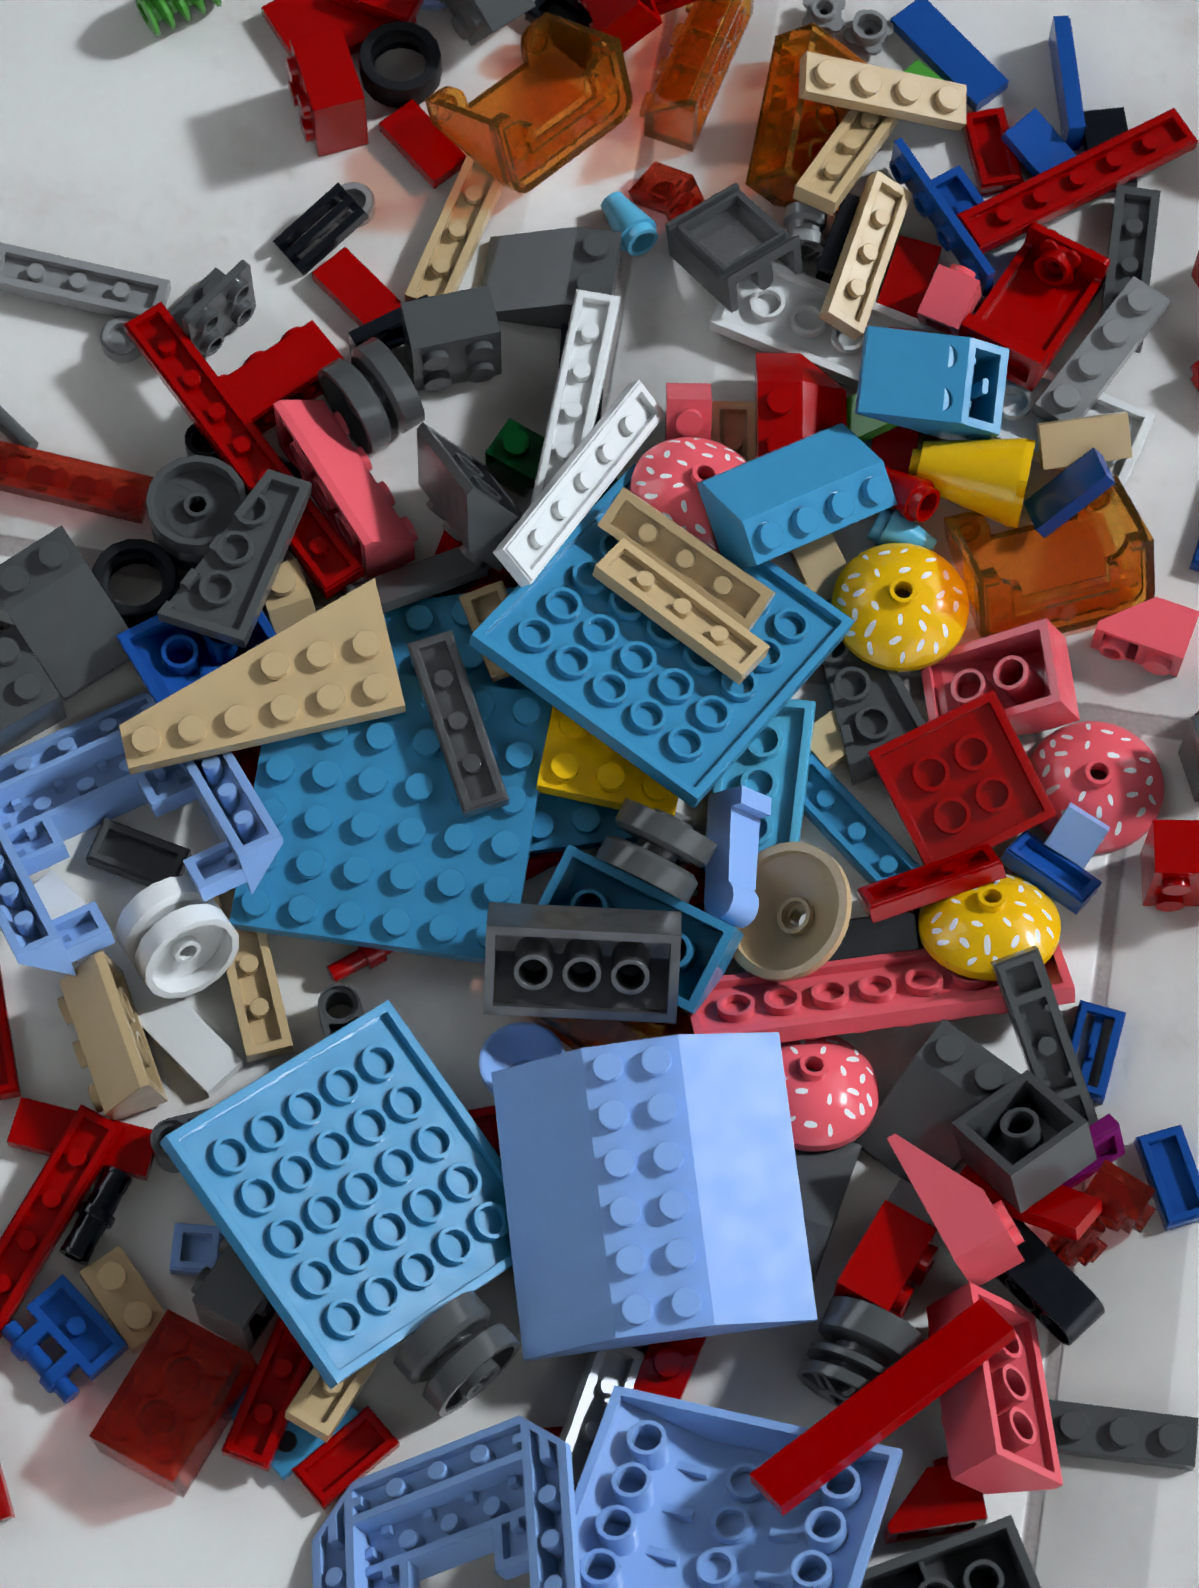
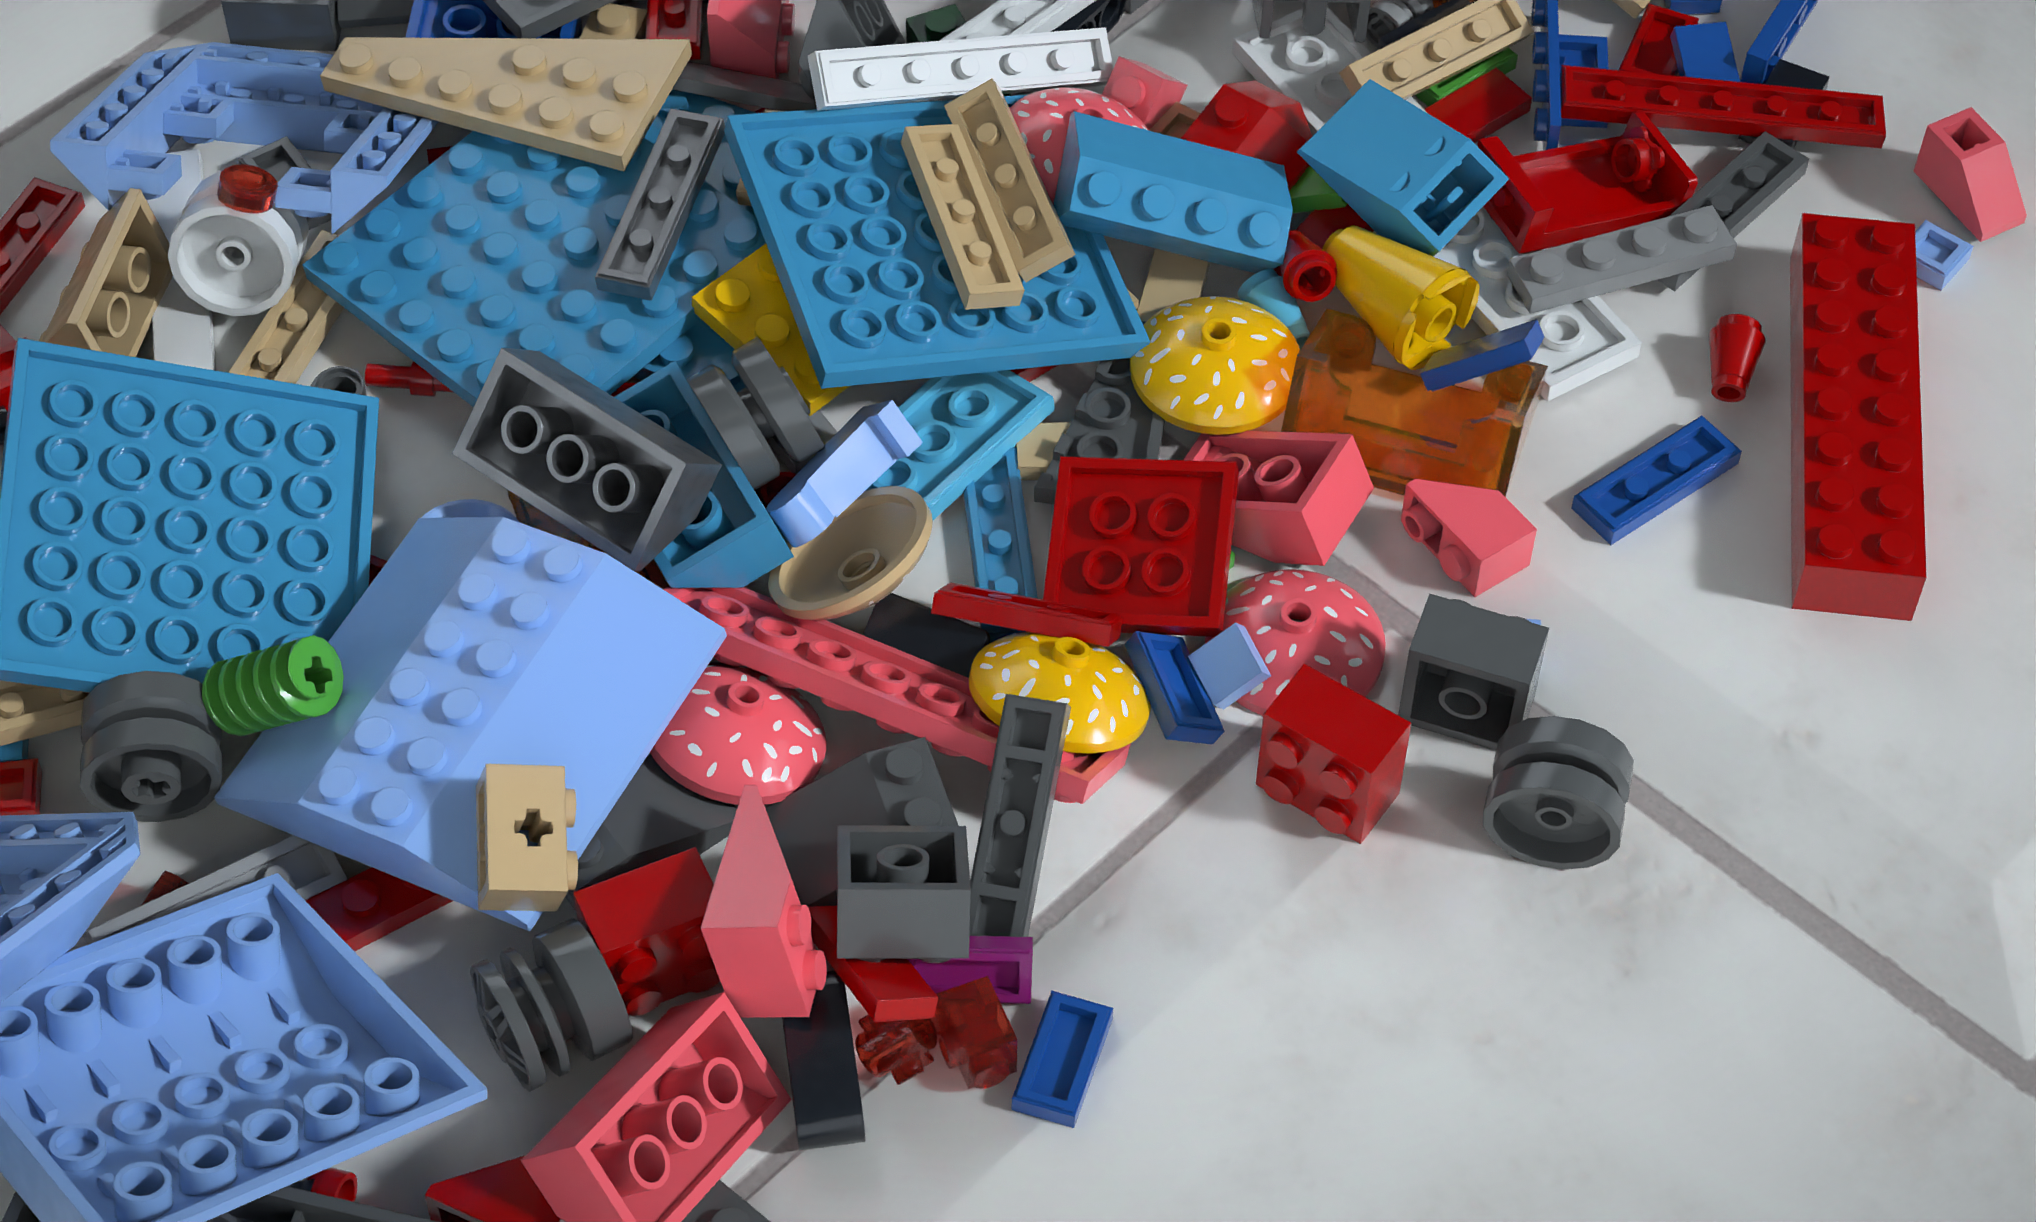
camera: 35 degrees right, 15 degrees down
(182, 904) = (247, 189): none -> clear red tile
(520, 1265) = (273, 686): none -> bright green piece
(763, 1261) = (507, 869): none -> tan brick
(882, 1406) = (504, 1033): red tile -> none
(950, 298) = (1494, 111): coral slope -> none
(1069, 439) = (1514, 301): tan tile -> none
(1101, 1013) = (1094, 898): blue tile -> none

